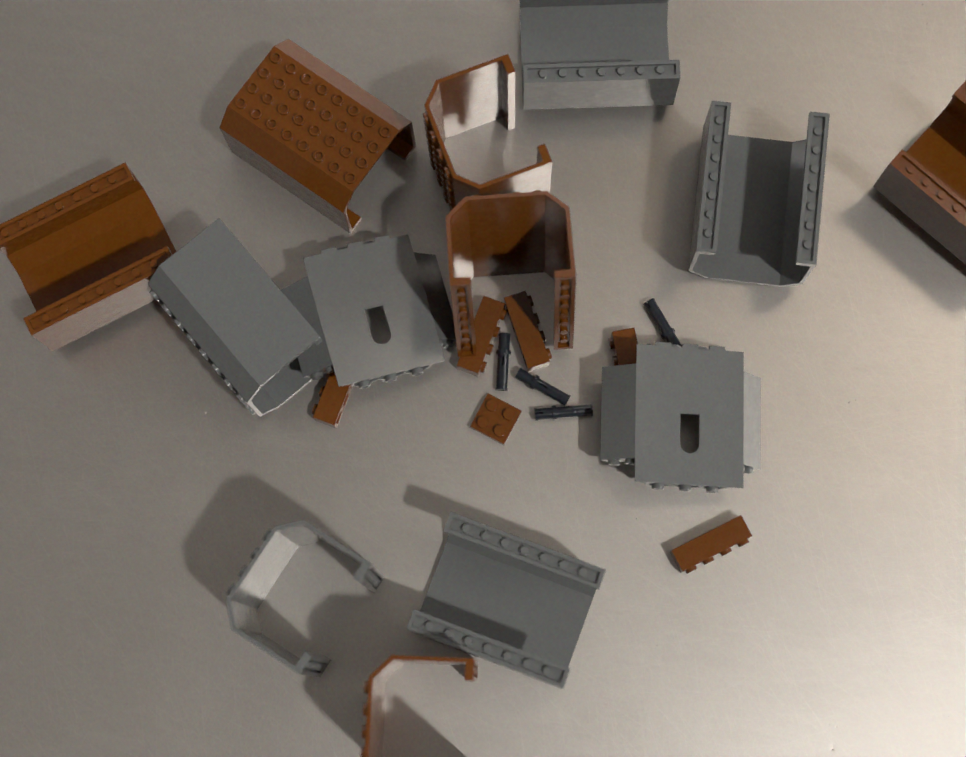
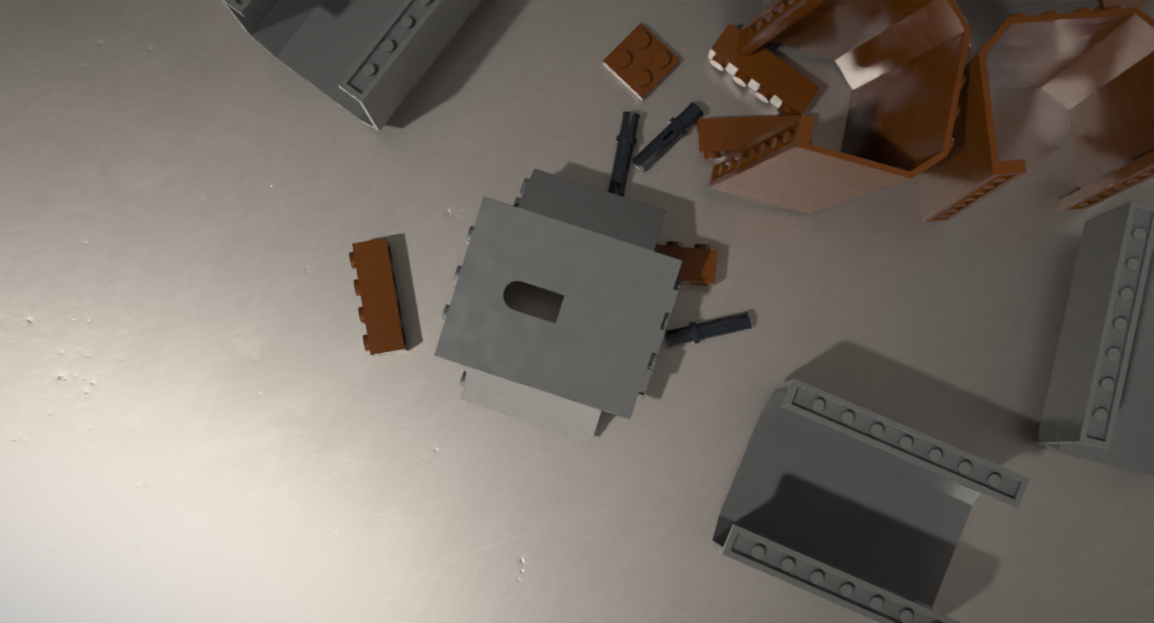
camera: 100 degrees right, 5 degrees up
(503, 361) = (719, 93): black pin -> none

